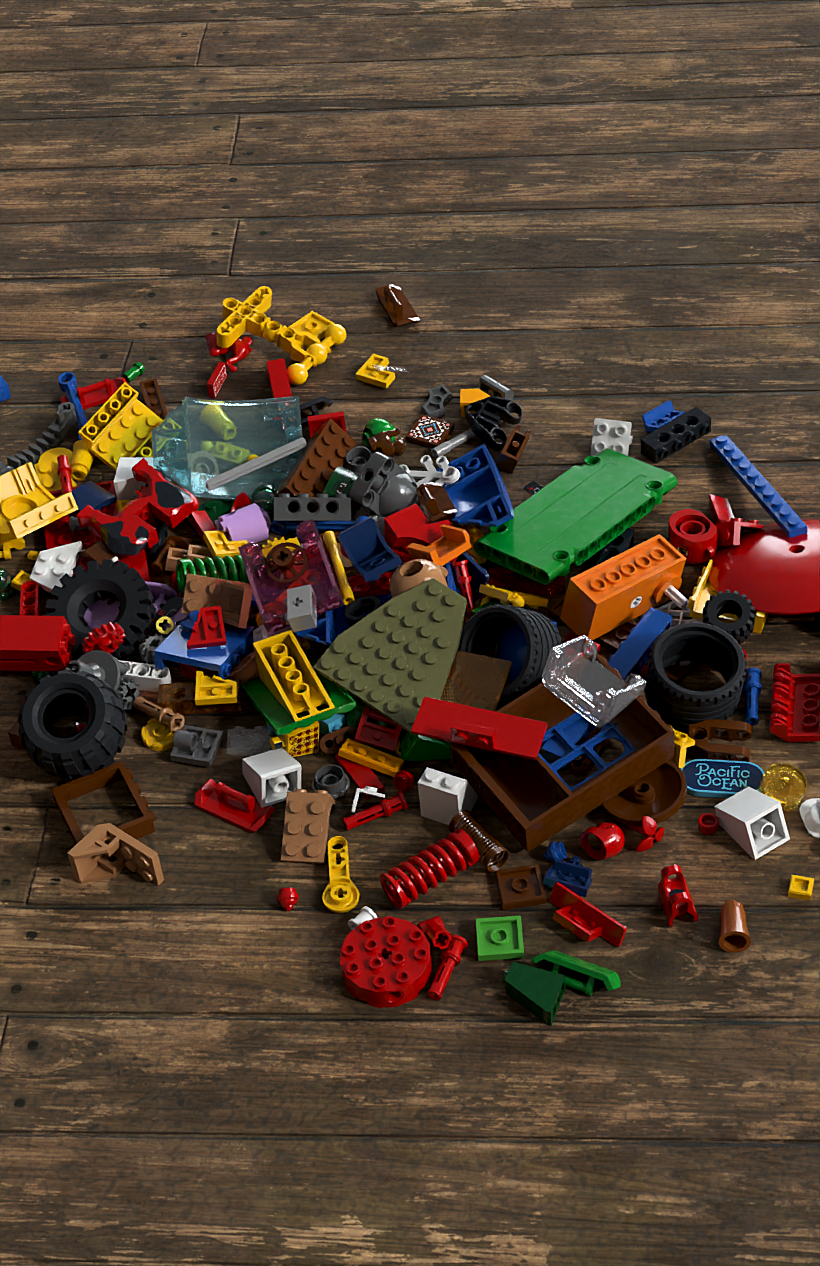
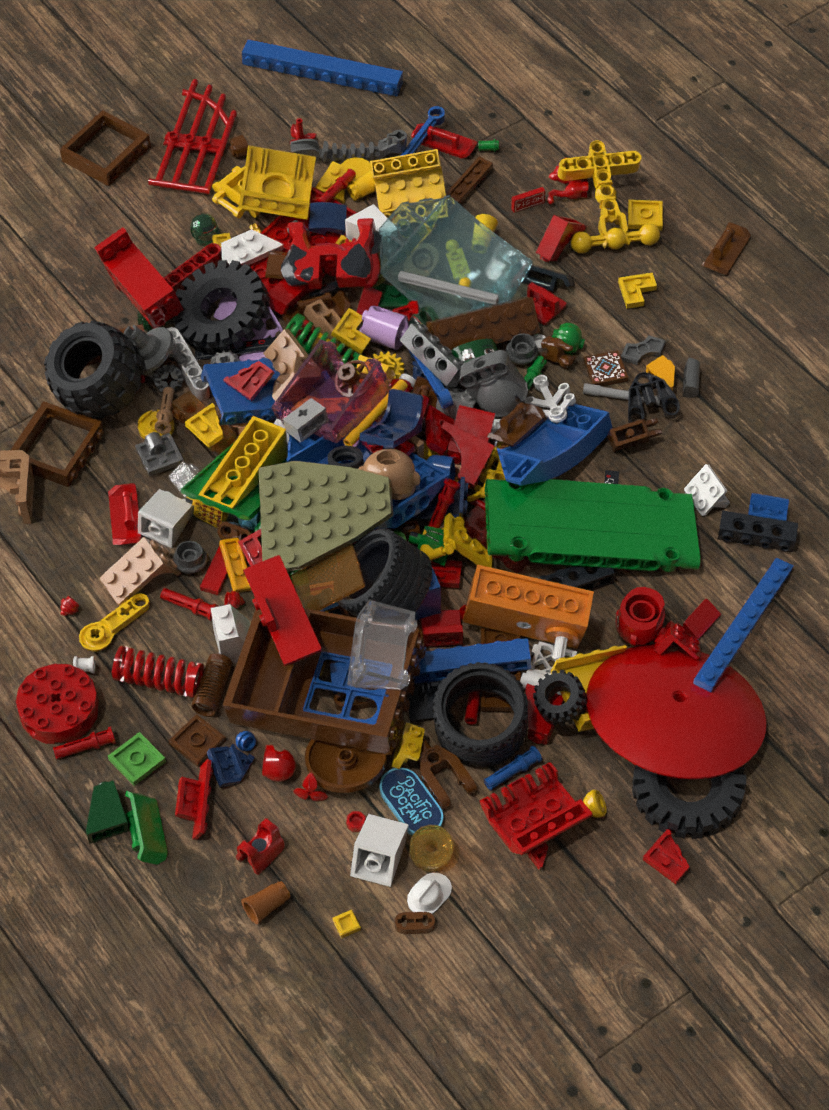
camera: 45 degrees right, 10 degrees up
(104, 638) = (184, 328): red gear -> none
(169, 622) = (242, 354): light yellow bush -> none
(367, 790) = (197, 584): white bracket -> none
(390, 368) = (647, 295): clear sticker -> none
(435, 932) = (106, 713): red piece -> none
(445, 549) = (453, 463): orange panel -> none

